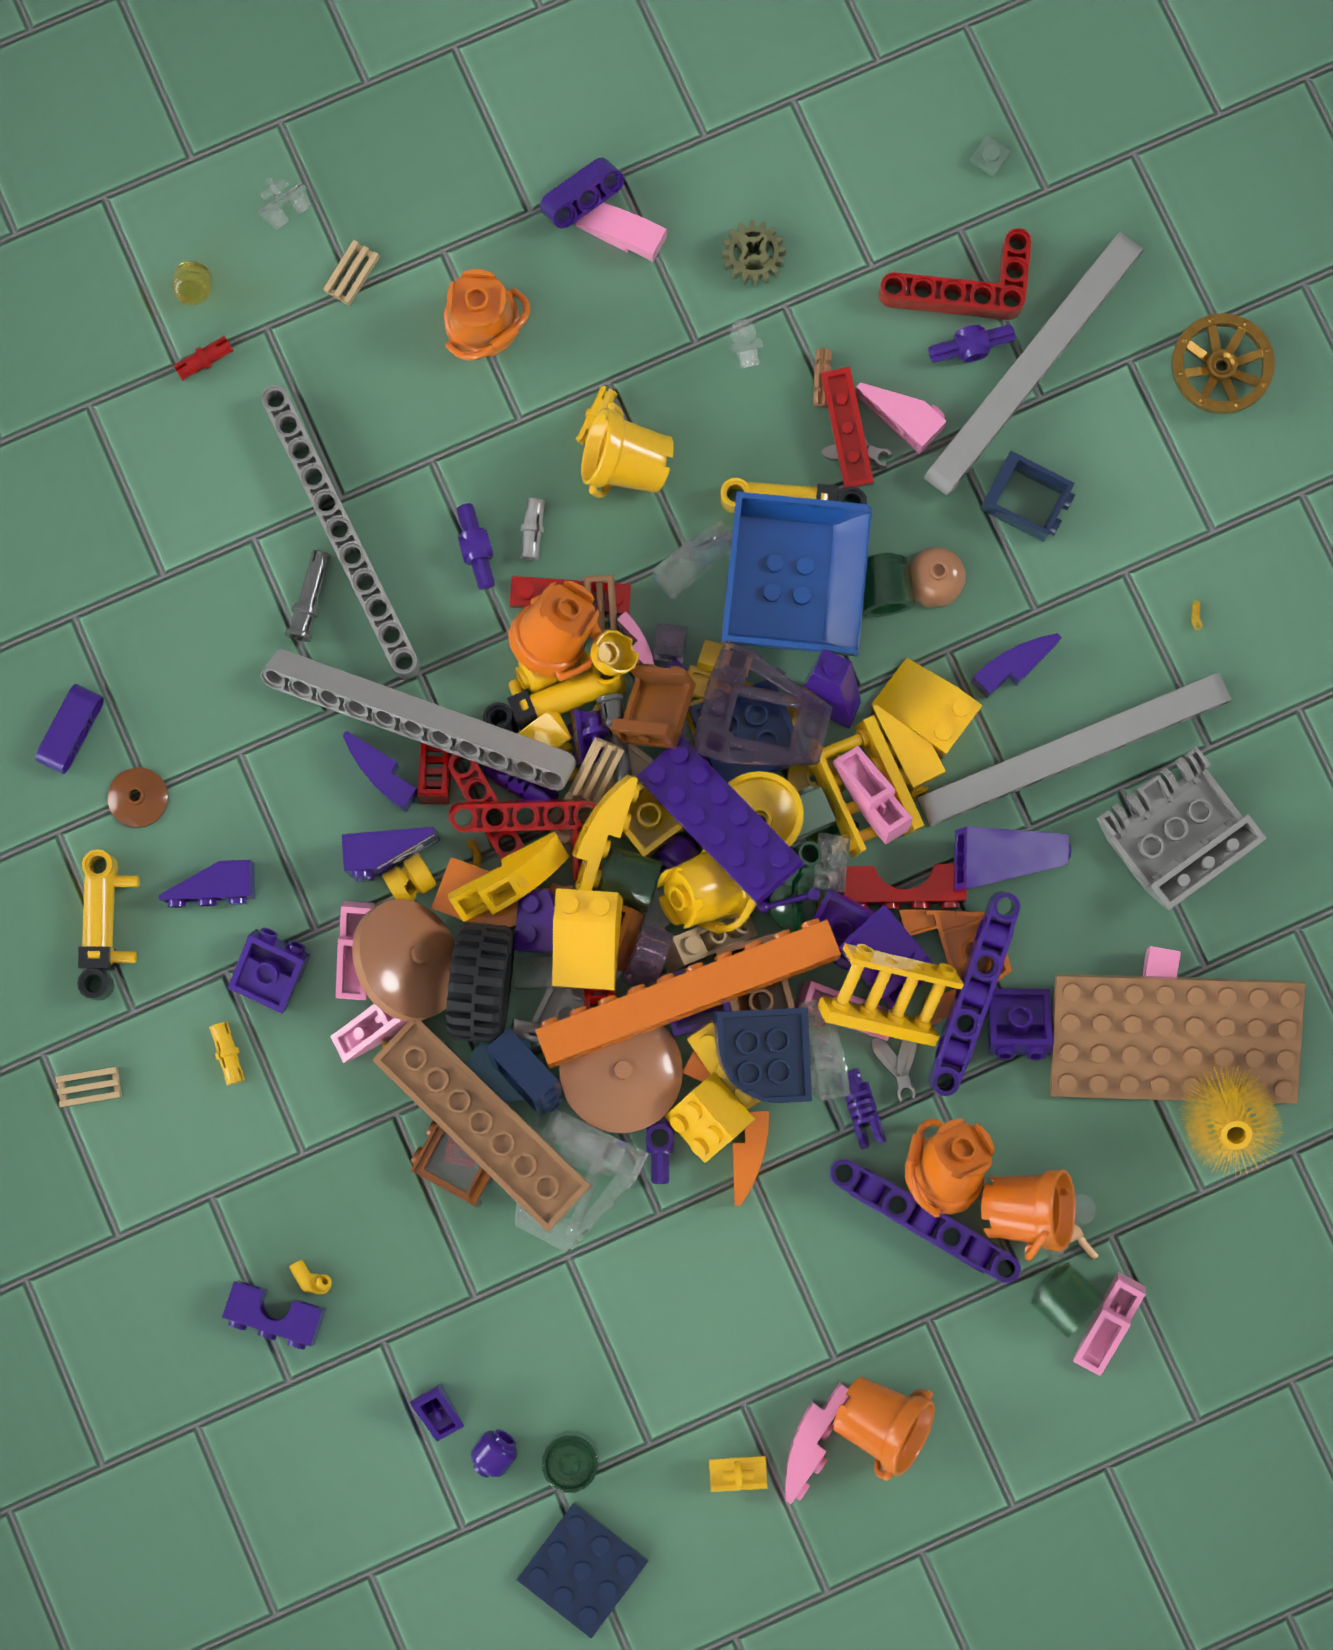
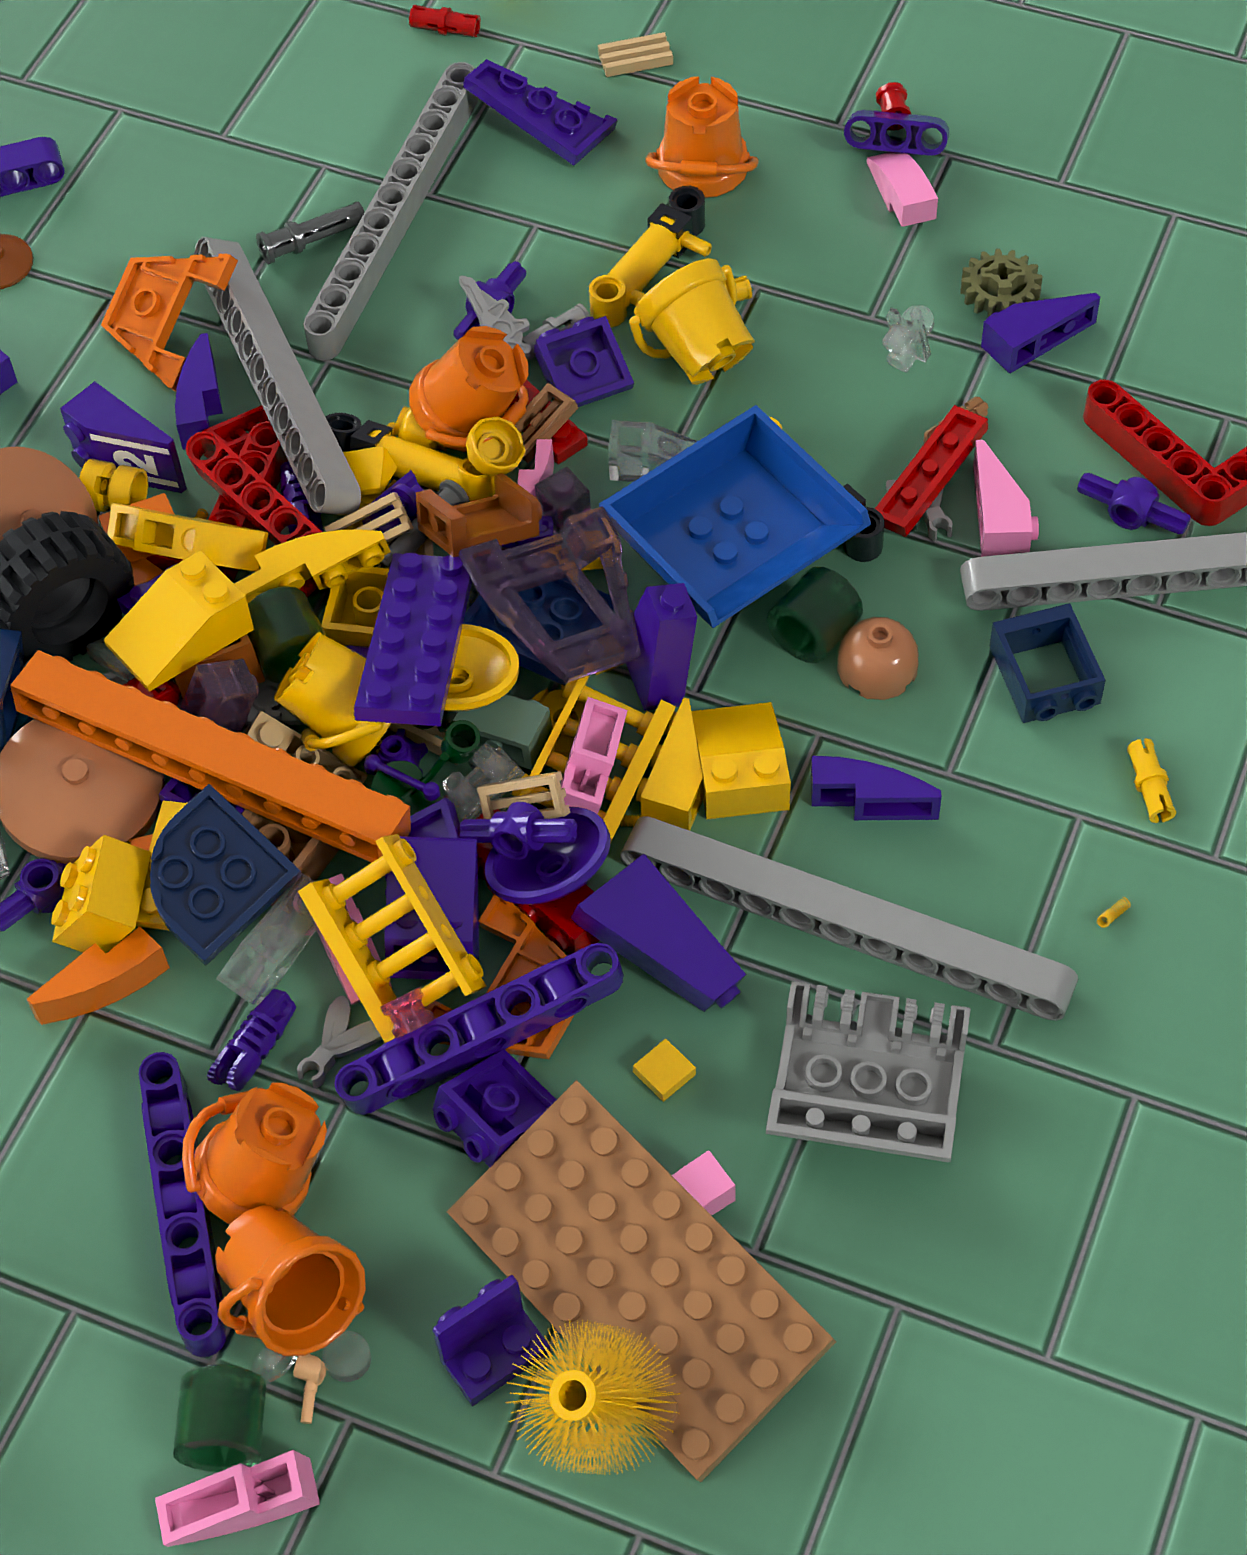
camera: 45 degrees right, 25 degrees down
(284, 744) = (151, 302): none -> orange wing
(360, 377) = (556, 123): none -> dark purple wing
(508, 562) = (496, 314): none -> light grey piece
(531, 424) = (669, 234): none -> yellow piece
(554, 169) = (892, 99): none -> red bush
(577, 538) = (583, 361): none -> dark purple plate
(800, 272) = (1035, 327): none -> dark purple slope
(868, 852) = (555, 793): none -> tan tile
(892, 876) = (519, 830): none -> dark purple axle
(900, 871) = (553, 869): none -> dark purple dish
(938, 1024) = (407, 1013): none -> clear pink wheel
(1072, 919) = (664, 1070): none -> yellow tile
(1143, 517) = (1151, 780): none -> yellow pin
(1144, 1138) = (486, 1340): none -> dark purple bracket

